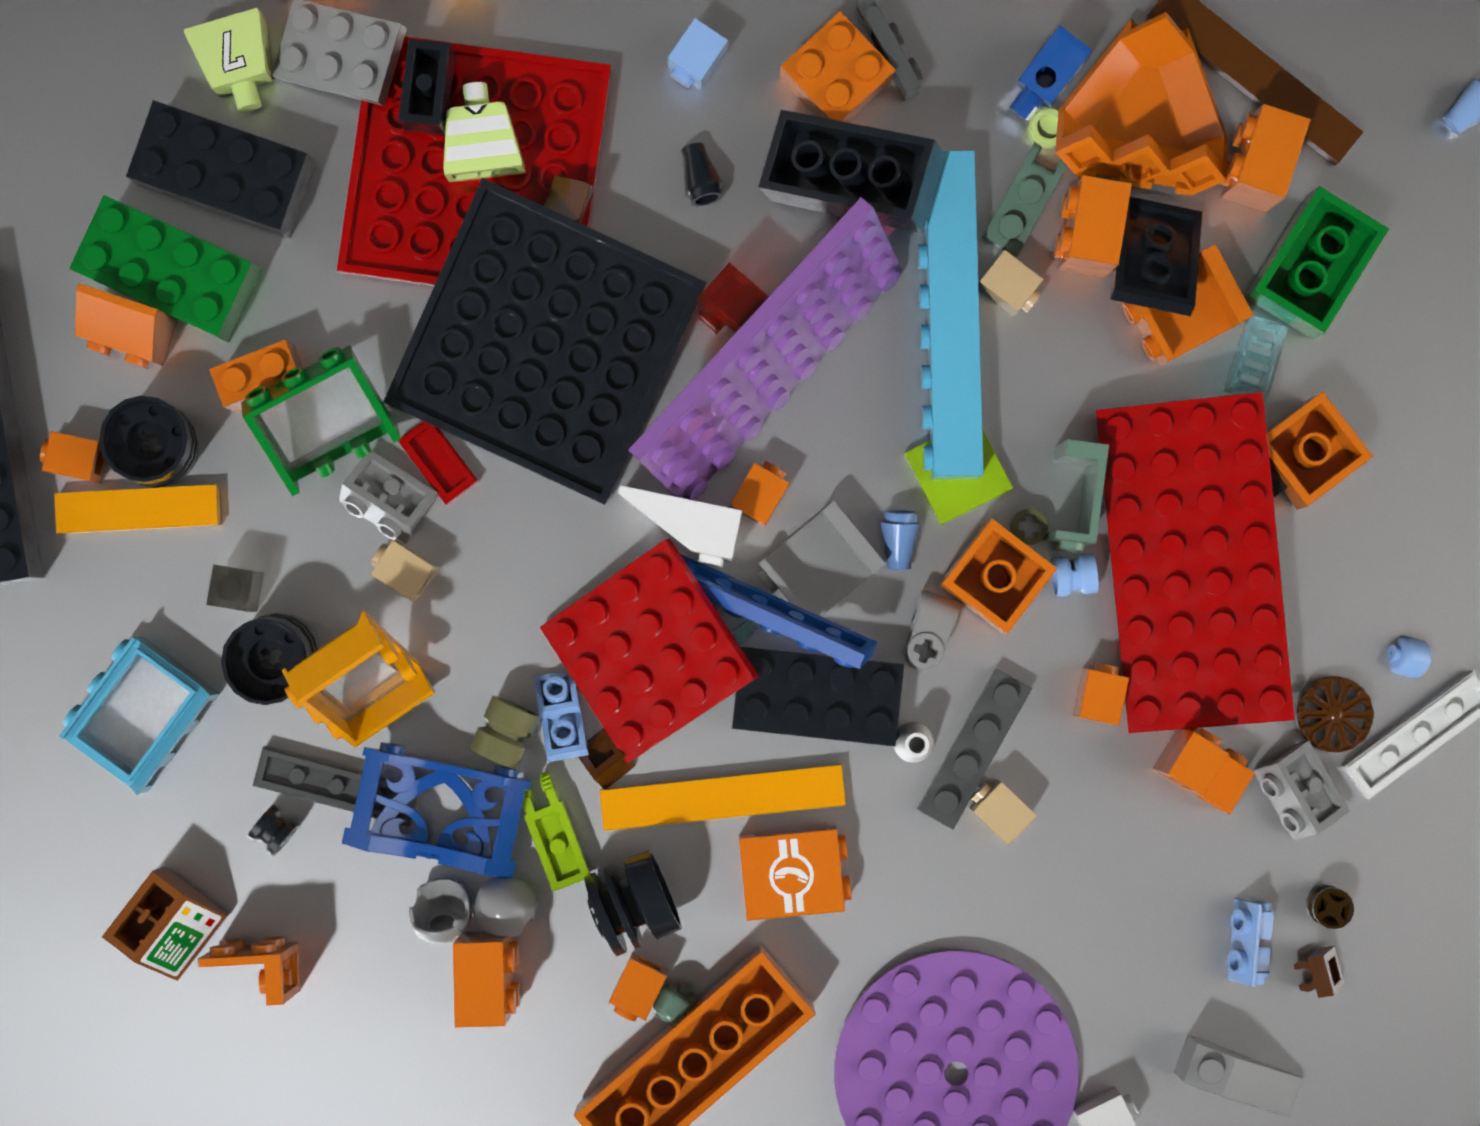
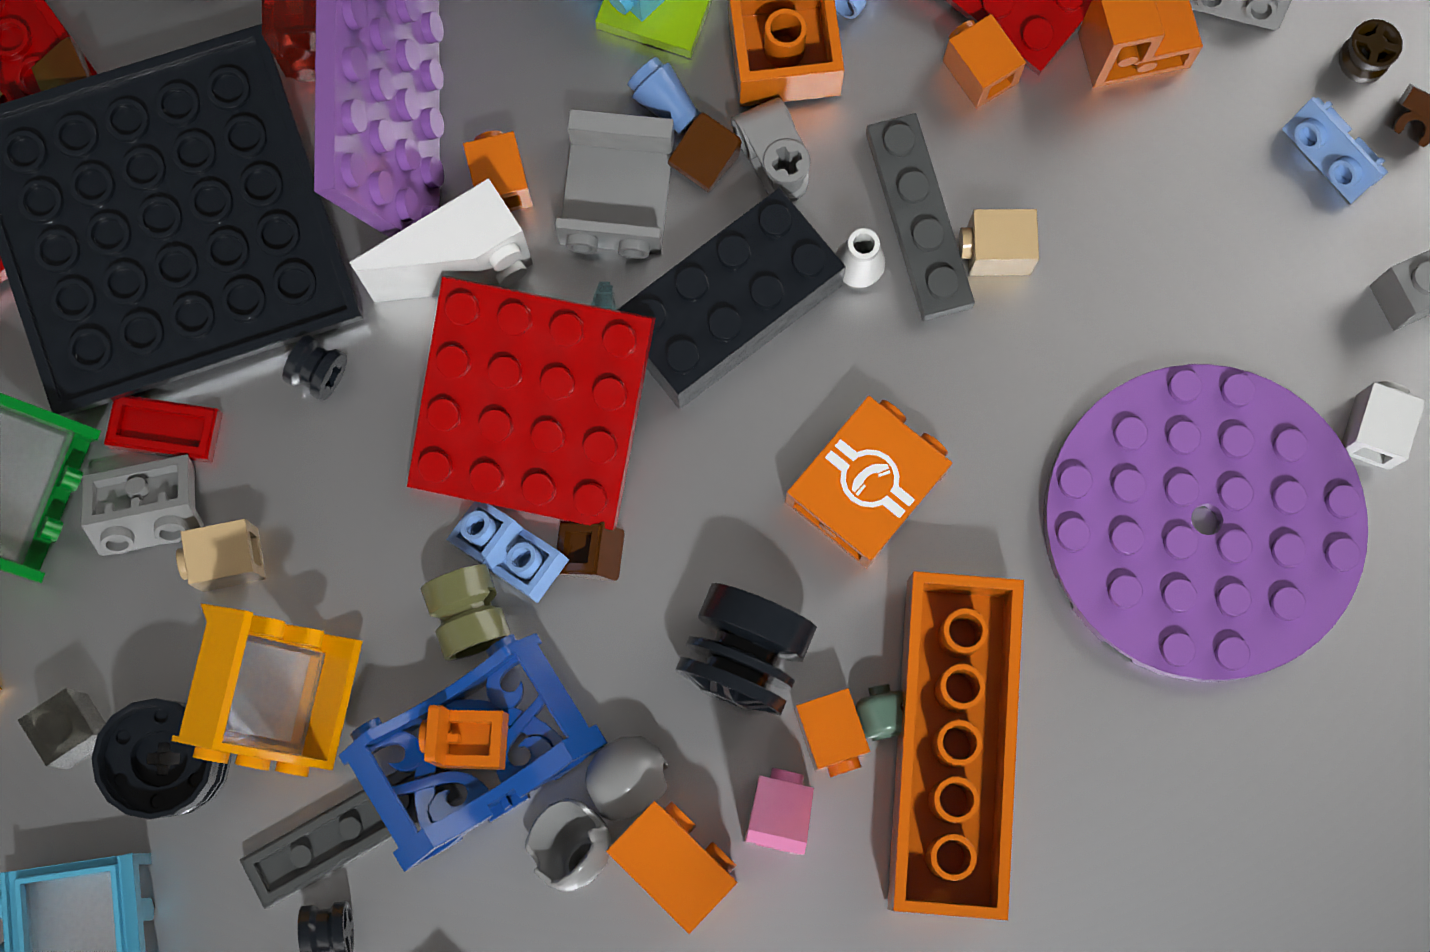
camera: 45 degrees left, 10 degrees down
(438, 804) = (464, 738): none -> orange bracket
(551, 510) = (314, 367): none -> black wheel
(555, 837) = (614, 668): lime hinge -> none
(563, 1008) = (780, 812): none -> bright pink slope
(722, 797) = (733, 480): light orange tile -> none
(783, 617) = (620, 252): blue plate -> none
(889, 594) = (706, 152): none -> reddish brown slope

